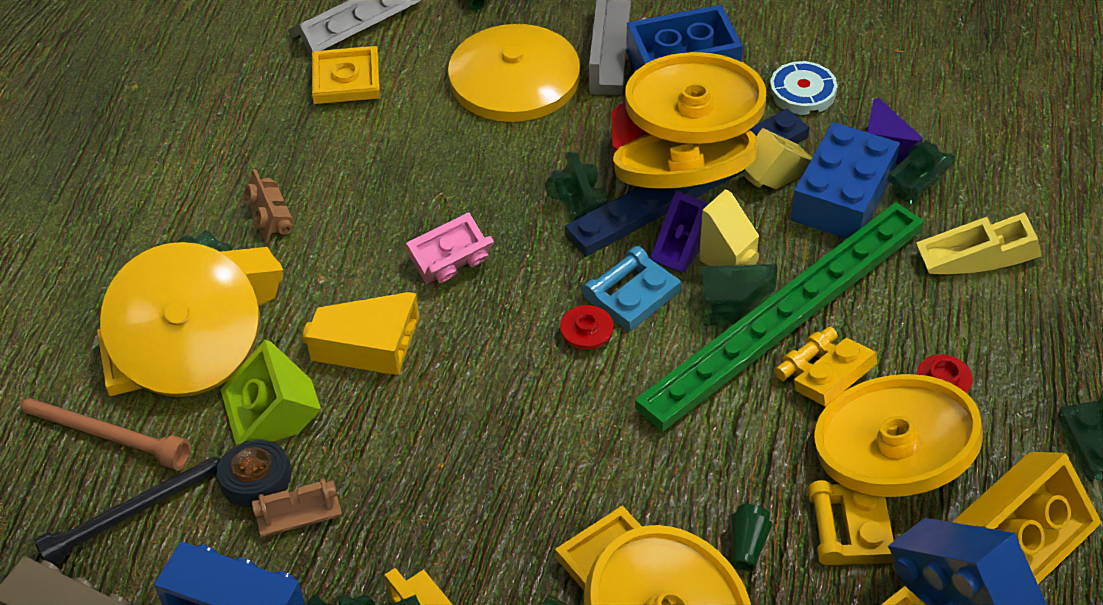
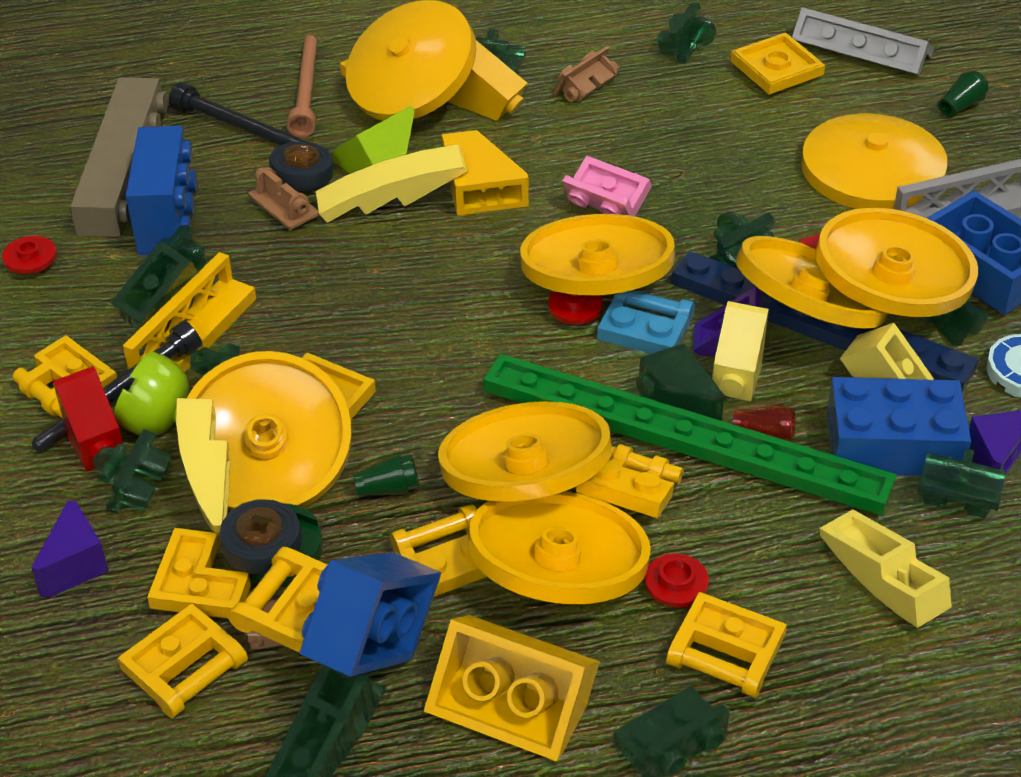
camera: 65 degrees right, 5 degrees down
(269, 104) = (686, 33): none -> clear green hips
(343, 403) = (401, 178): none -> light yellow slope
(548, 284) = (597, 254): none -> yellow dish
(777, 420) = (525, 451): none -> yellow dish
(800, 254) = (769, 419): none -> clear red cone
(1017, 359) = (730, 631): none -> yellow plate

